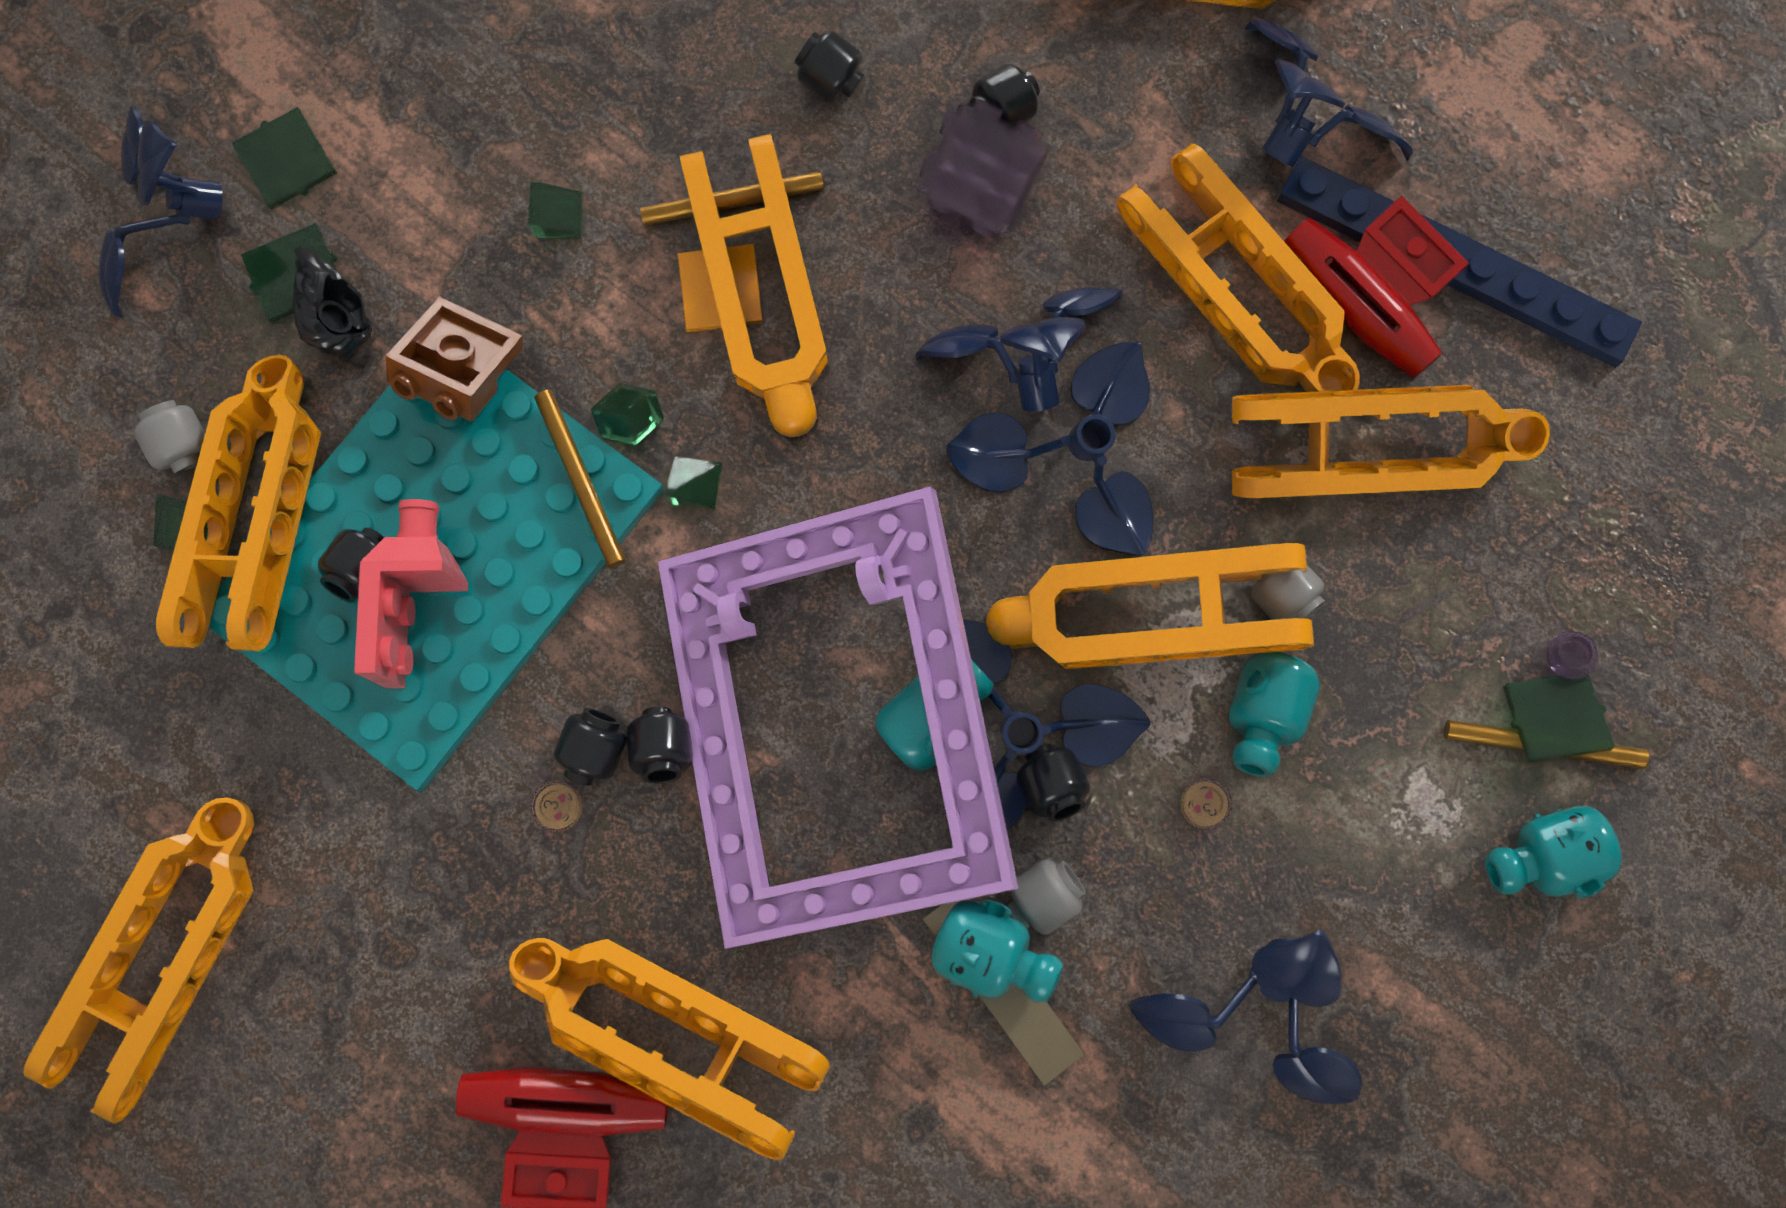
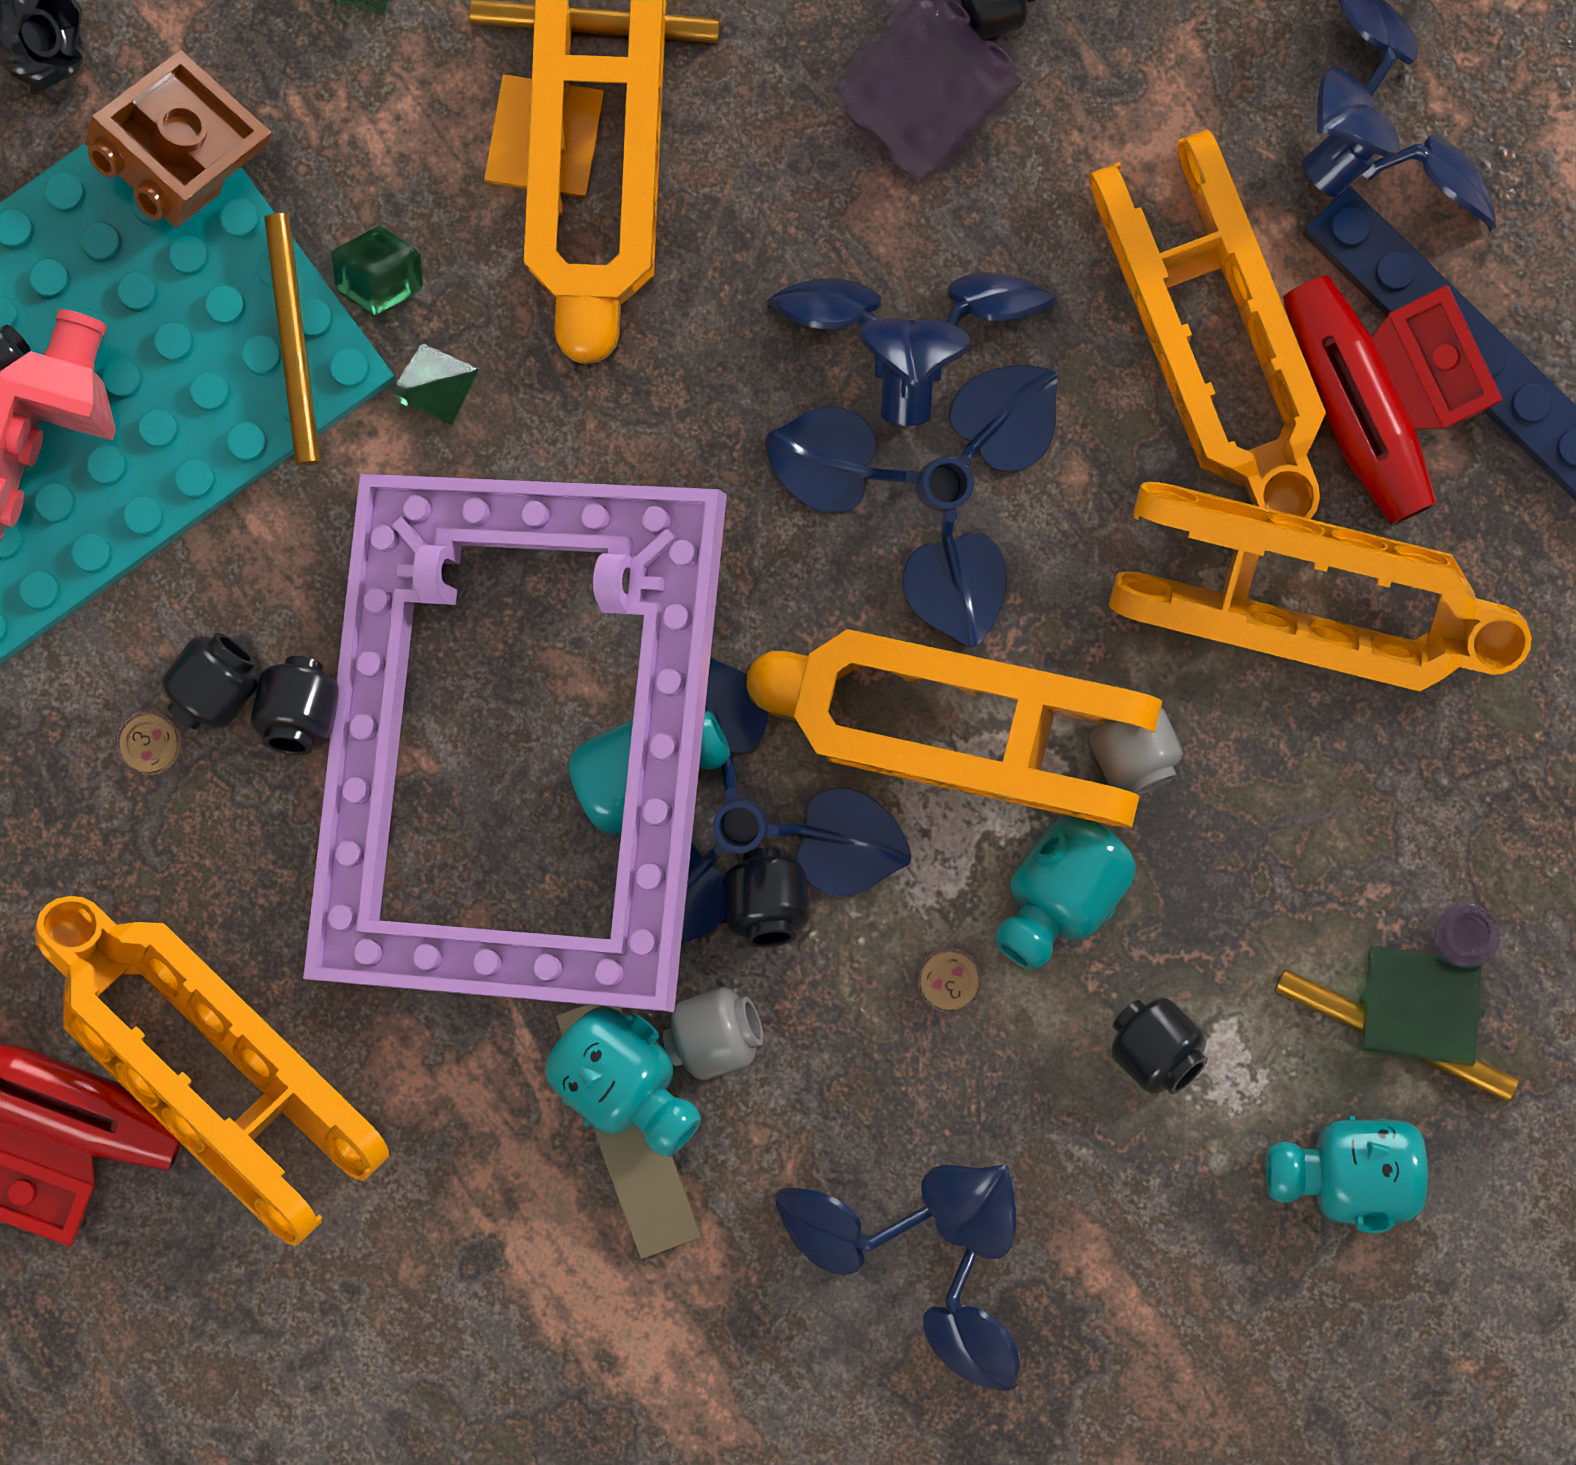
camera: 15 degrees right, 5 degrees up
(1379, 804) = (1159, 1045): none -> black head

